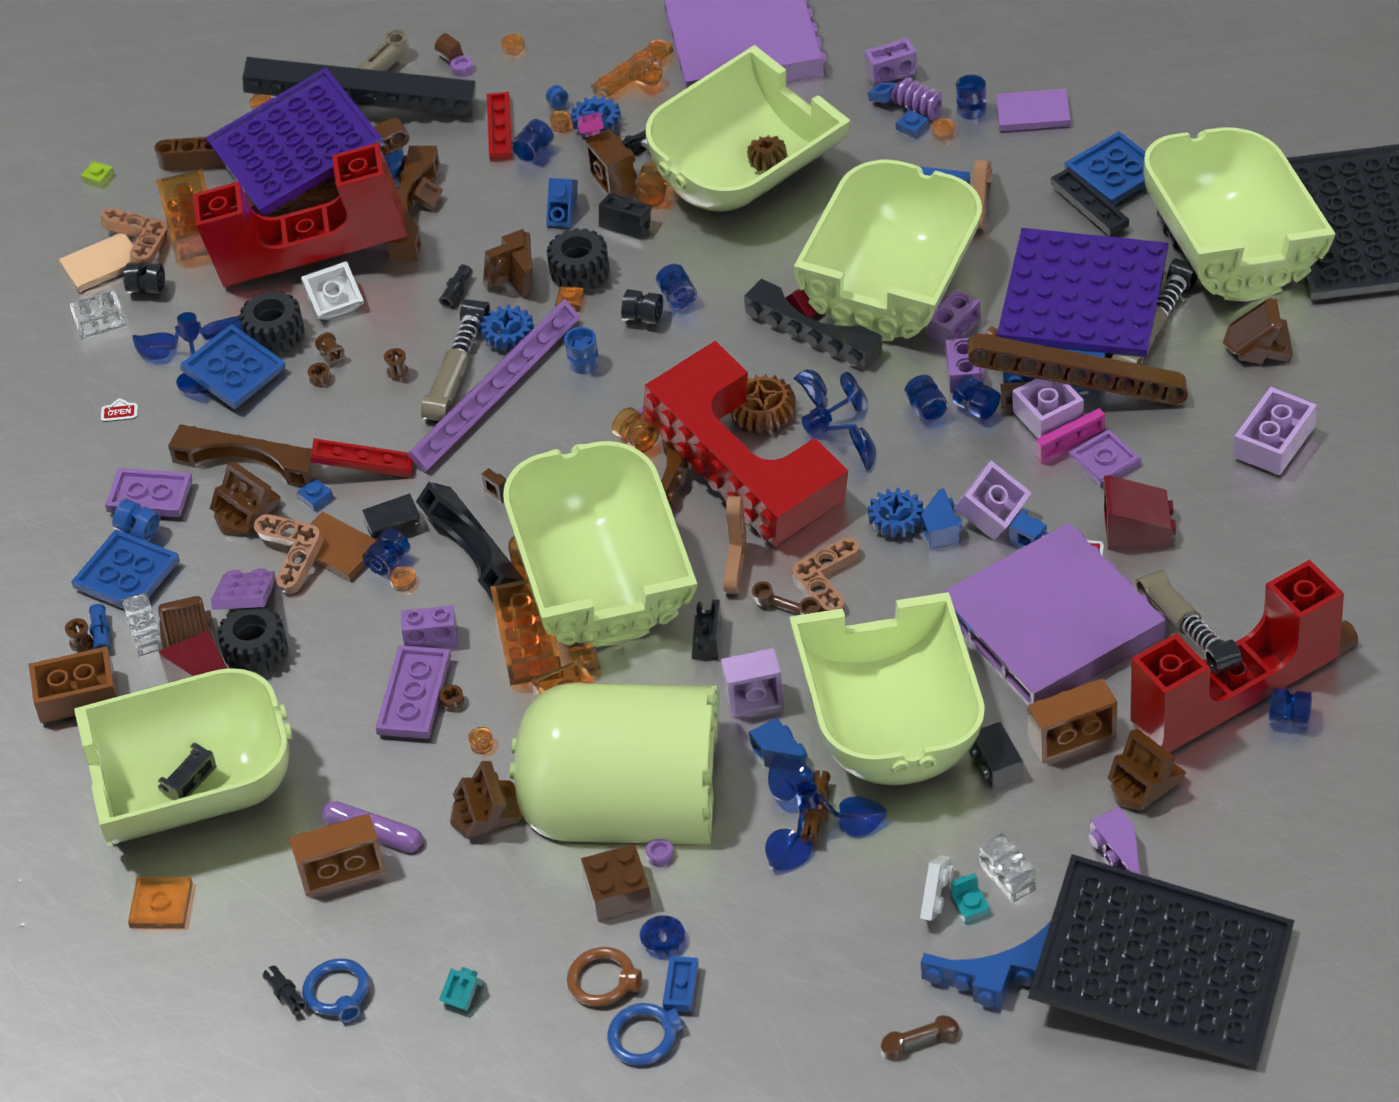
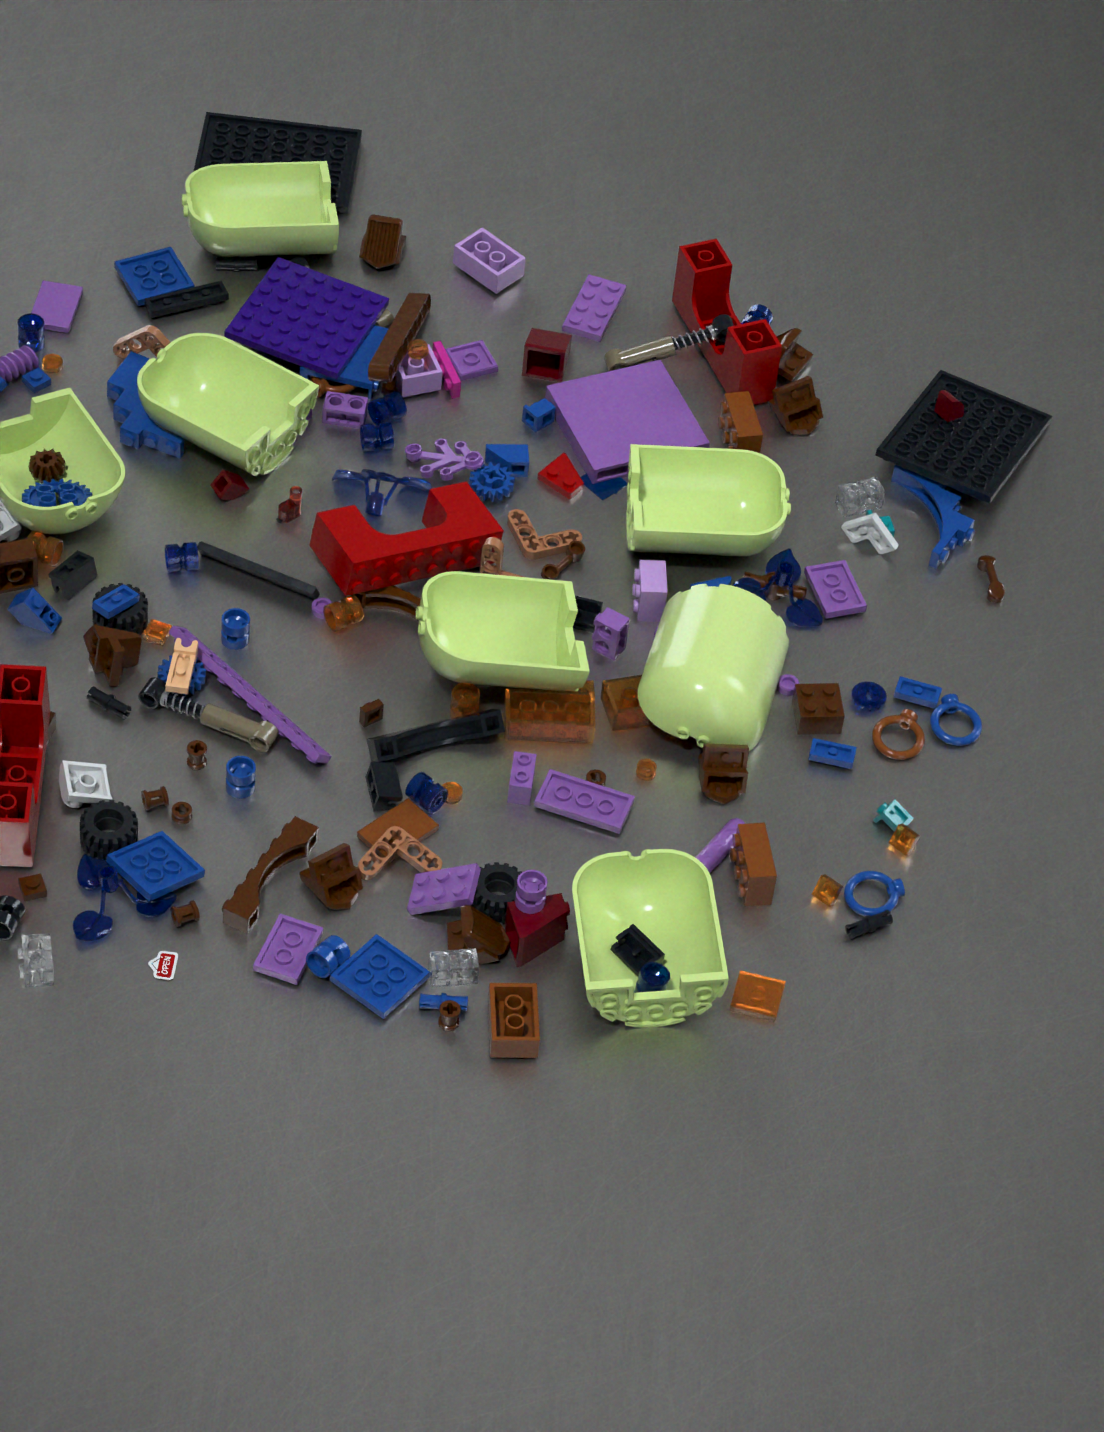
camera: 90 degrees left, 0 degrees up
(136, 788) = (652, 977): none -> clear blue wheel
(181, 406) = (185, 913): none -> reddish brown bush
(197, 293) = (32, 887): none -> reddish brown plate
(208, 637) = (531, 891): none -> medium lavender wheel
(314, 494) = (331, 837): blue plate -> none
(326, 940) = (827, 890): none -> clear orange tile
(361, 457) = (308, 792): red tile -> none
(369, 401) = (240, 777): none -> blue wheel
(426, 1004) = (904, 839): none -> clear orange tile
(497, 313) = (181, 667): none -> light nougat plate
(551, 911) = (832, 753): none -> blue plate
(565, 239) = (115, 601): none -> blue plate
(637, 307) = (197, 582): black wheel -> none
(668, 657) = (610, 633): none -> medium lavender brick
(684, 331) = (258, 570): none -> black tile
(715, 165) = (44, 494): none -> blue gear
(786, 353) = (292, 507): none -> clear red piece
(835, 871) = (835, 589): none -> medium lavender plate
(850, 343) = (228, 505): black arch -> none
(910, 480) = (470, 459): none -> medium lavender plant
(937, 575) = (562, 477): none -> red wing
(992, 500) = (509, 420): lavender brick -> none
(1057, 385) = (417, 349): none -> clear orange tile
(1116, 839) = (853, 437): medium lavender slope -> none
(1196, 924) = (948, 406): none -> dark red brick
(1241, 750) = (793, 355): none -> reddish brown piece
(1251, 550) = (594, 308): none -> medium lavender plate

